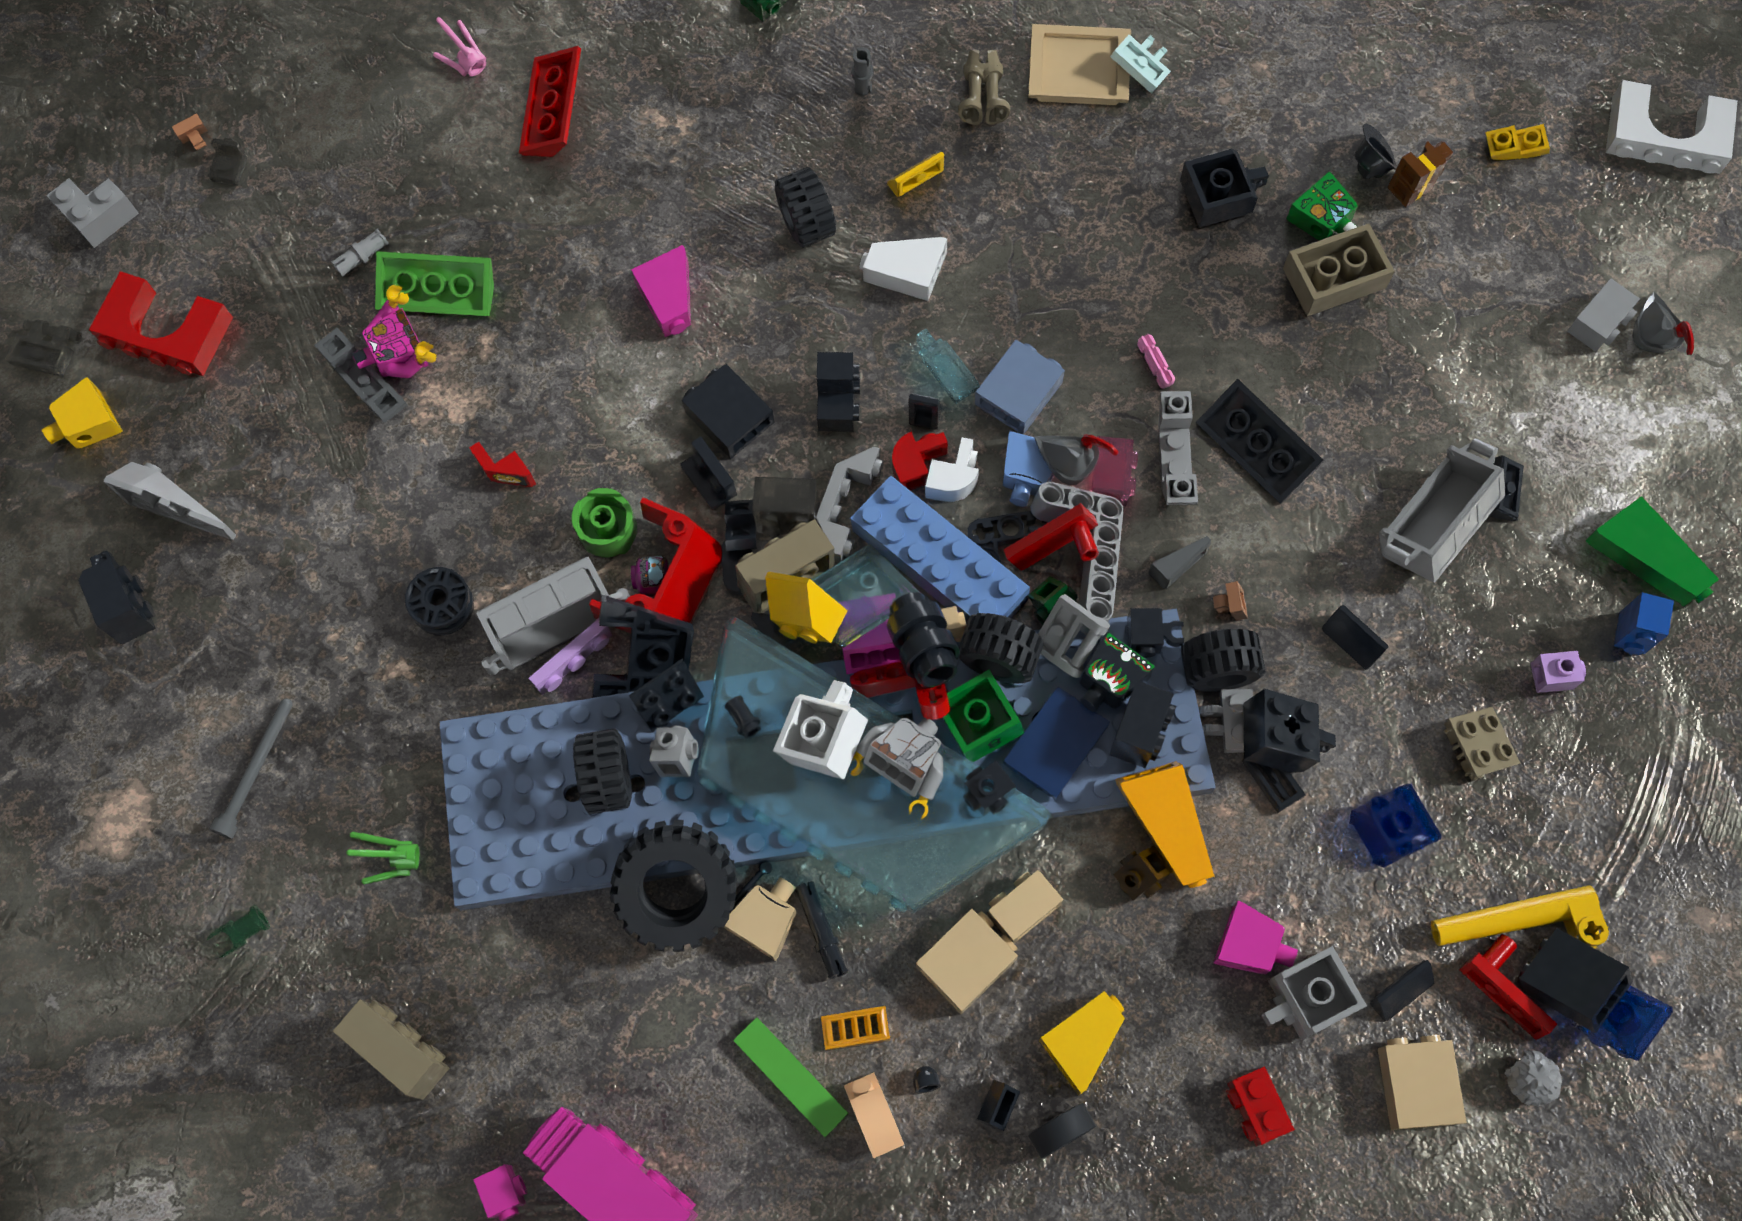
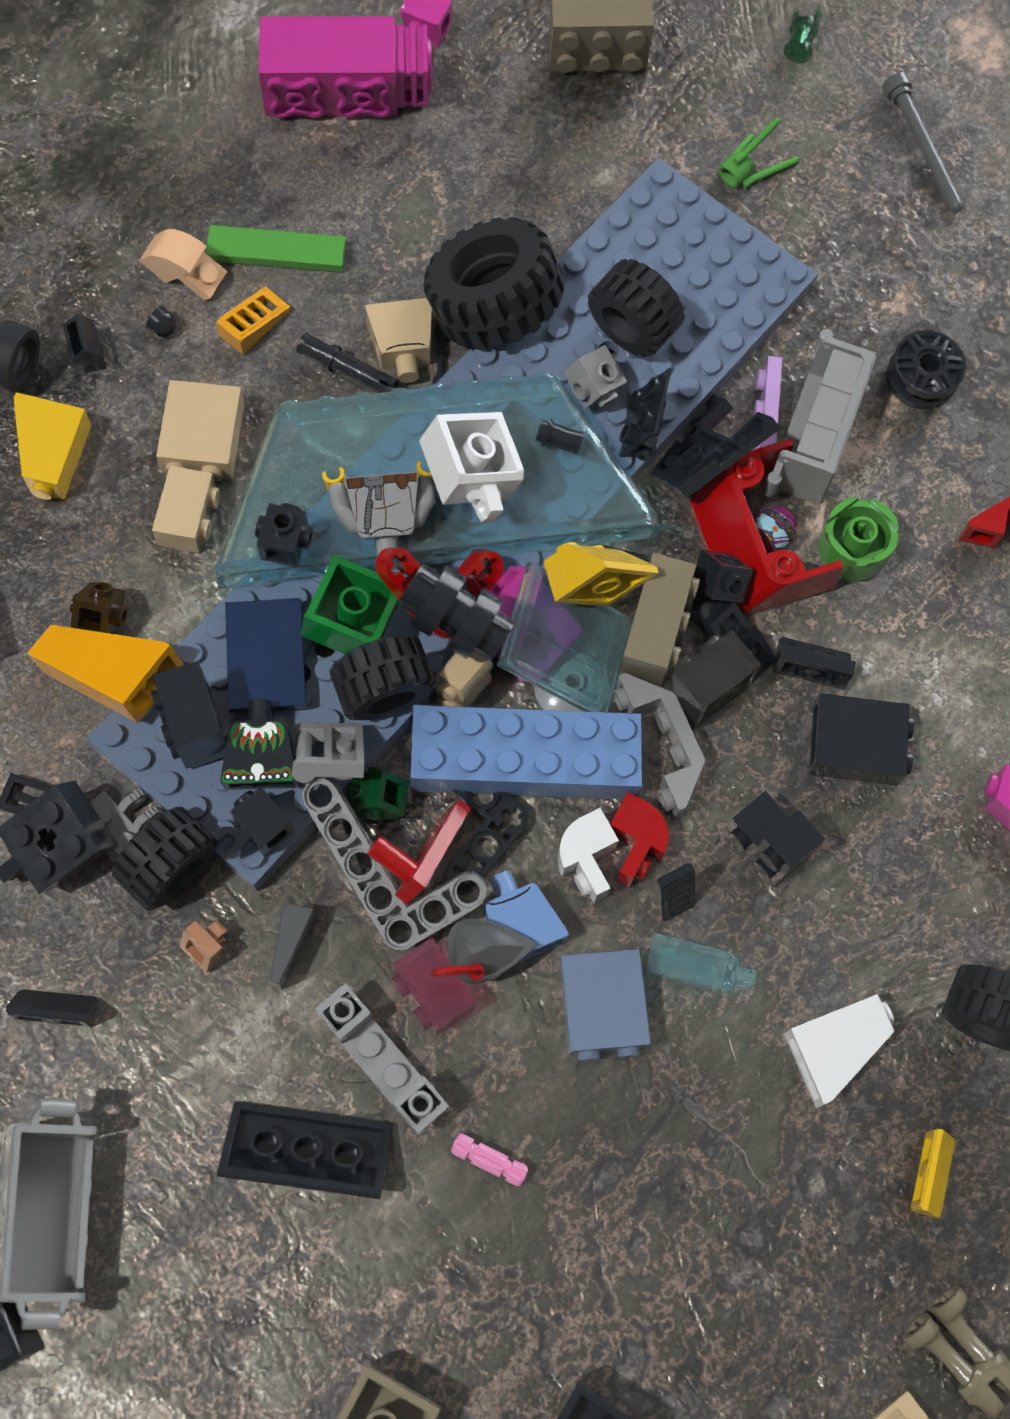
camera: 130 degrees right, 0 degrees up
(717, 560) = (722, 576): none -> black brick

